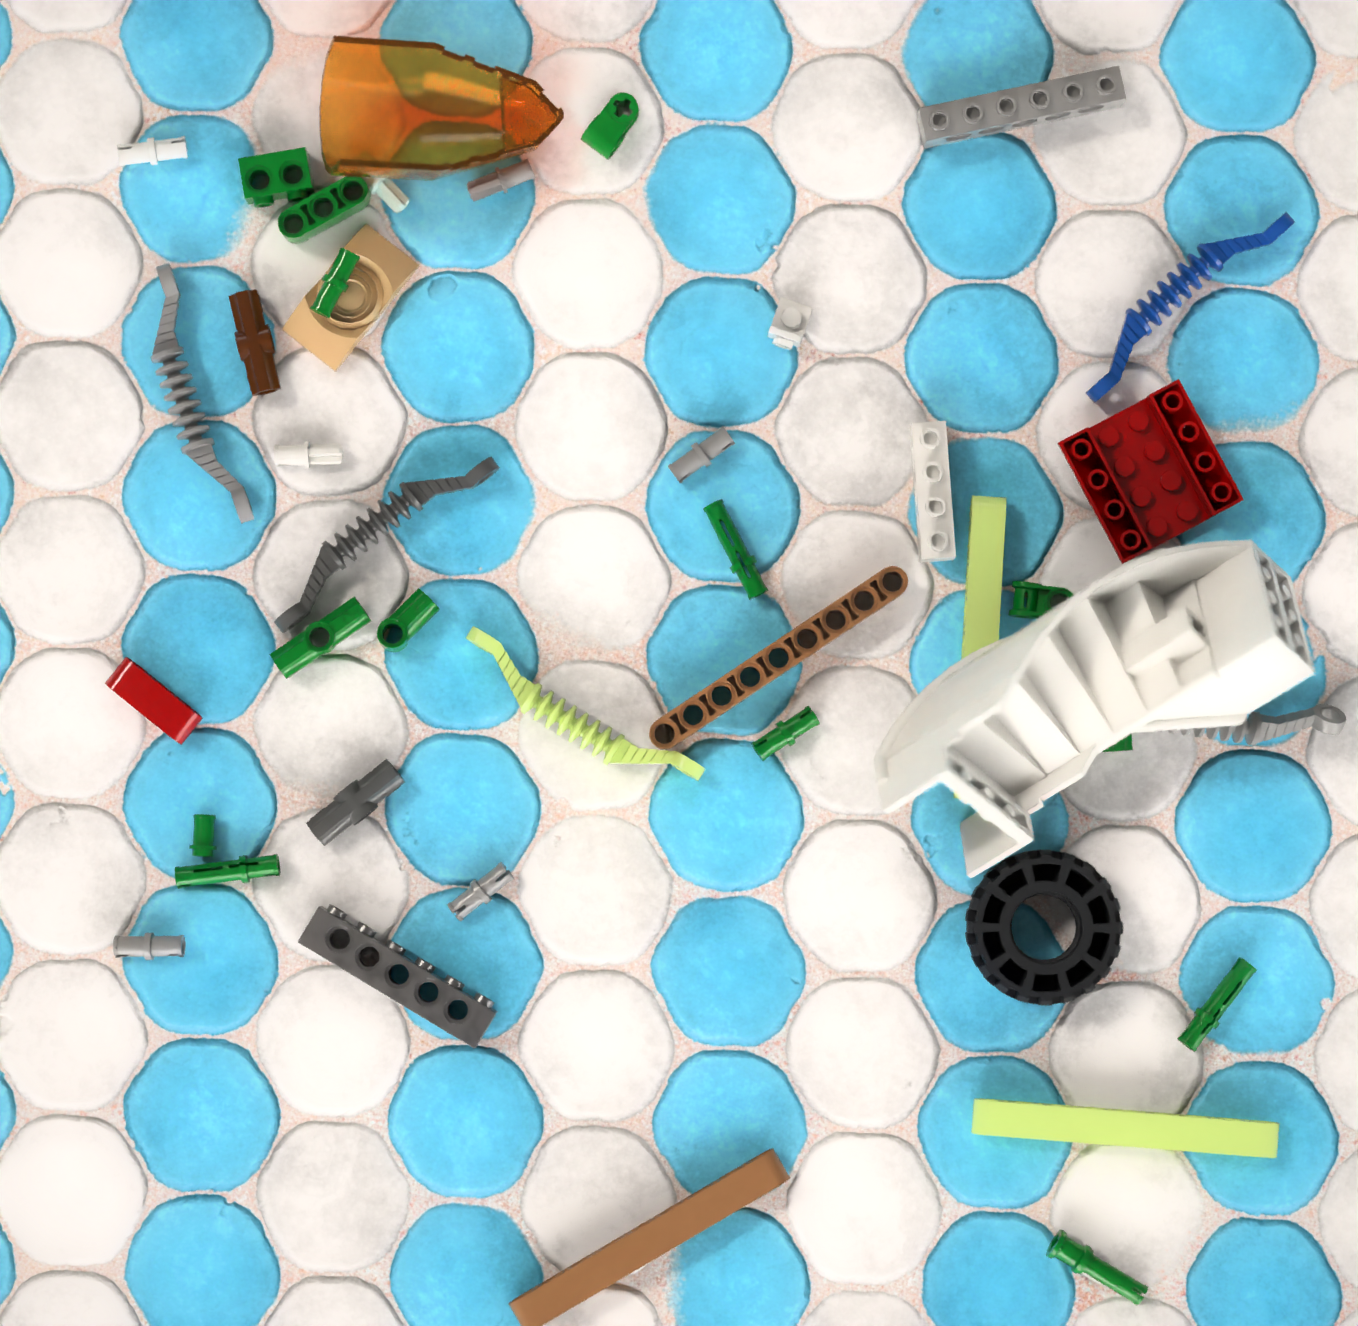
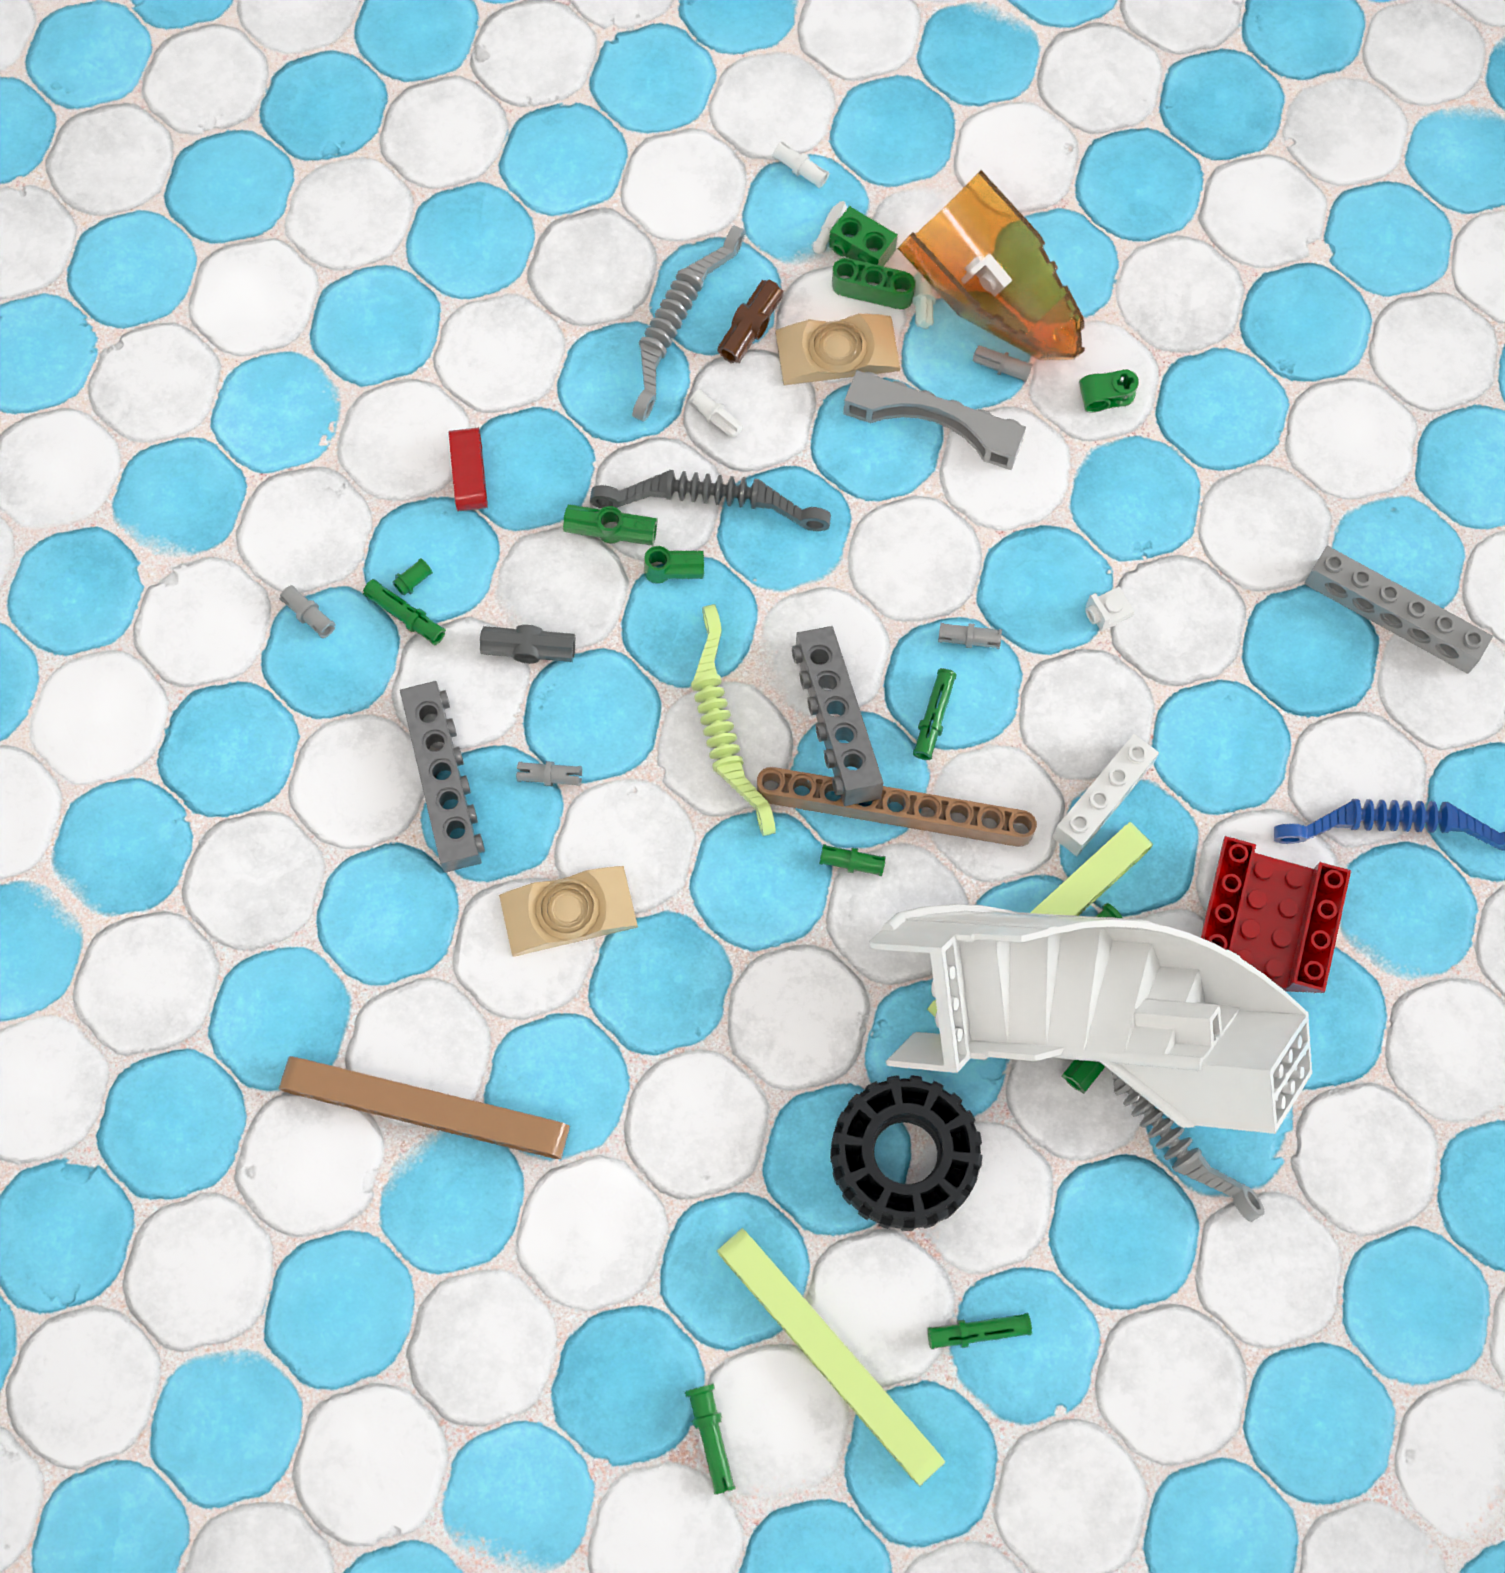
camera: 40 degrees right, 15 degrees down
(232, 185) = (837, 211): none -> white piece
(335, 282) = (836, 324): green pin -> none
(421, 111) = (990, 273): none -> white bracket
(557, 260) = (879, 399): none -> light grey arch
(596, 578) = (822, 647): none -> flat silver brick
(604, 984) = (568, 910): none -> tan slope

